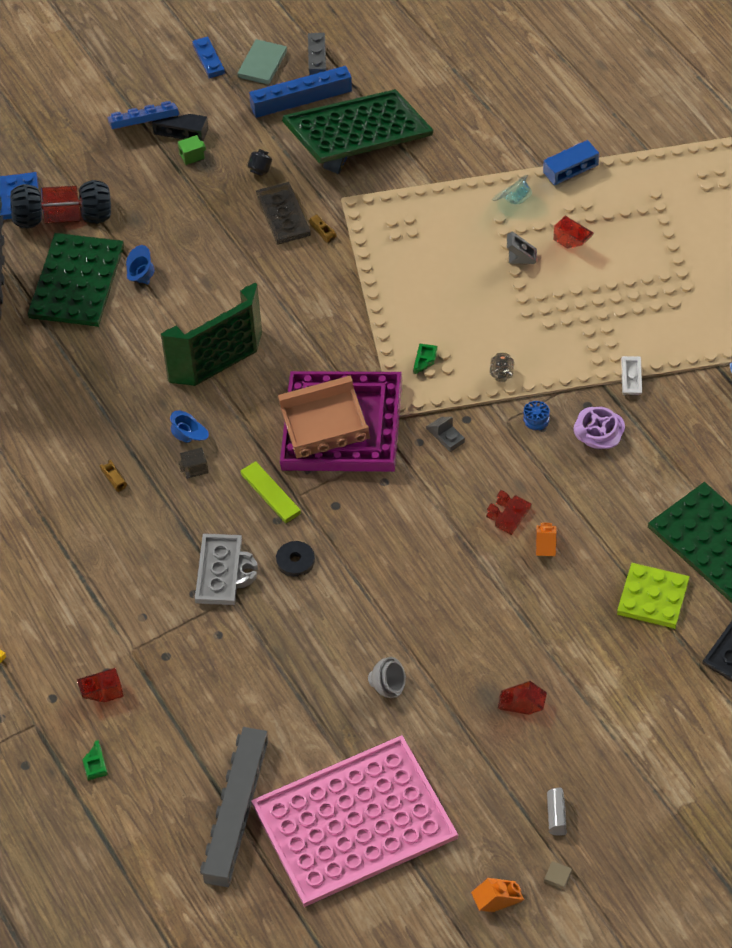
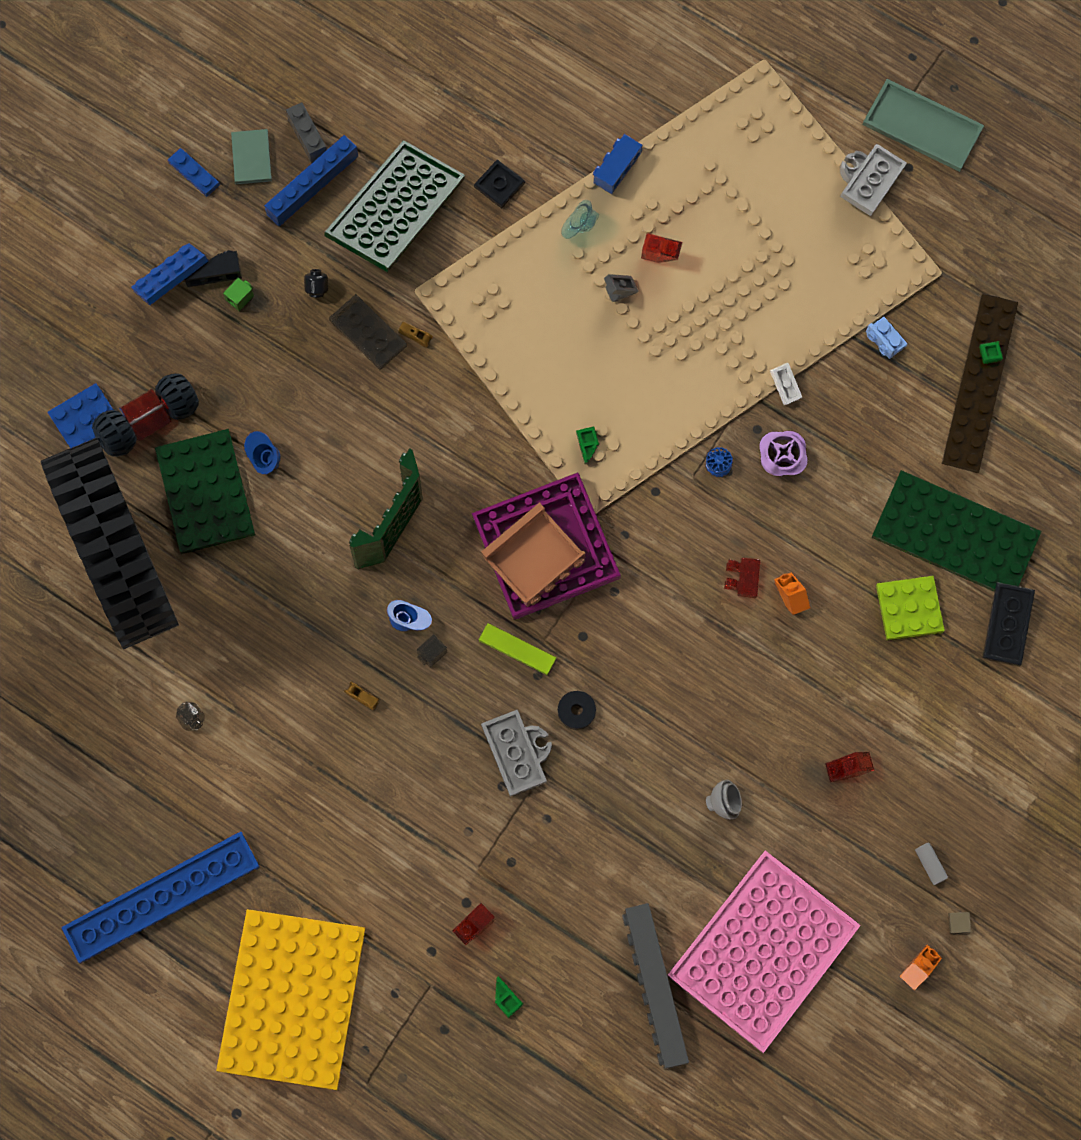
camera: 30 degrees left, 20 degrees up
(445, 433) = (644, 515): dark grey slope -> none
(460, 148) = (499, 183): none -> black tile
(501, 367) = (666, 426): clear smoke head -> none

